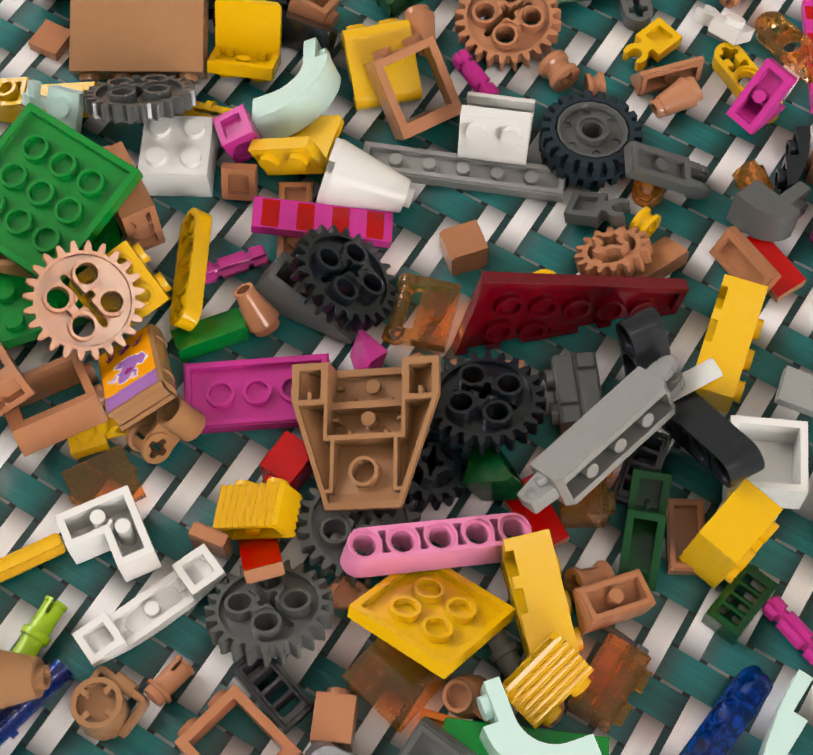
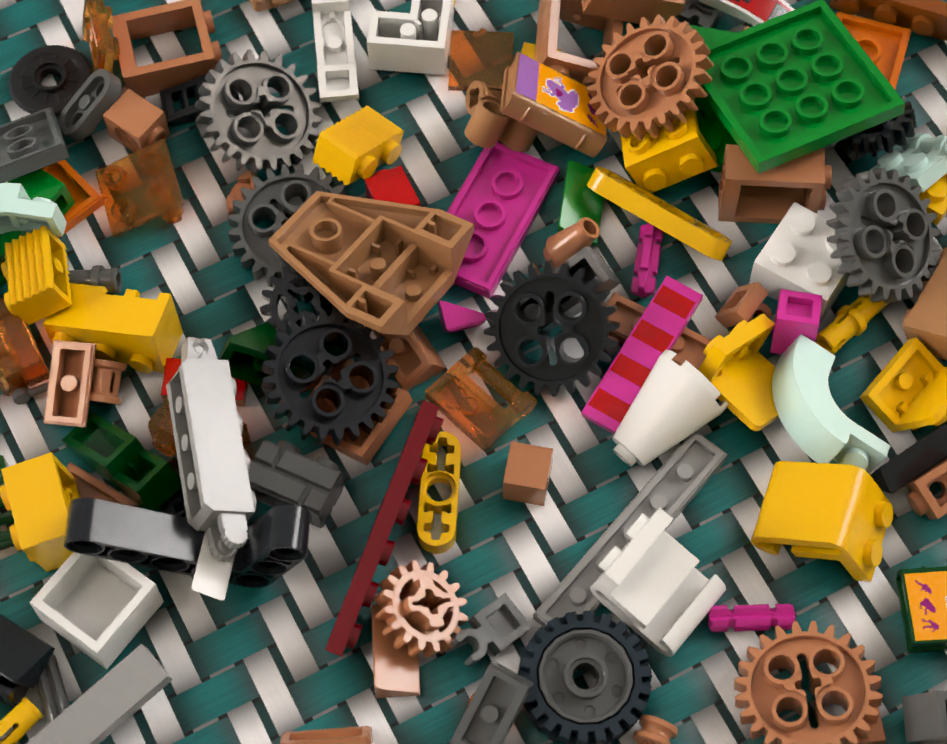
camera: 120 degrees right, 0 degrees up
(168, 681) = (259, 19): nougat pin -> none
(215, 540) = (367, 96): nougat tile -> none
(261, 559) = (302, 121): red tile -> none
(402, 128) = (716, 517): nougat window -> none
(420, 553) = (222, 242): bright pink beam -> none
(421, 21) = (850, 592): nougat cone -> none
(432, 617) = (161, 224): yellow plate -> none
(461, 694) = (83, 227): nougat piece -> none
(558, 71) = (701, 706): nougat wheel -> none
(646, 221) = (443, 673): yellow bush -> none
(728, 339) = (242, 655): yellow wedge -> none

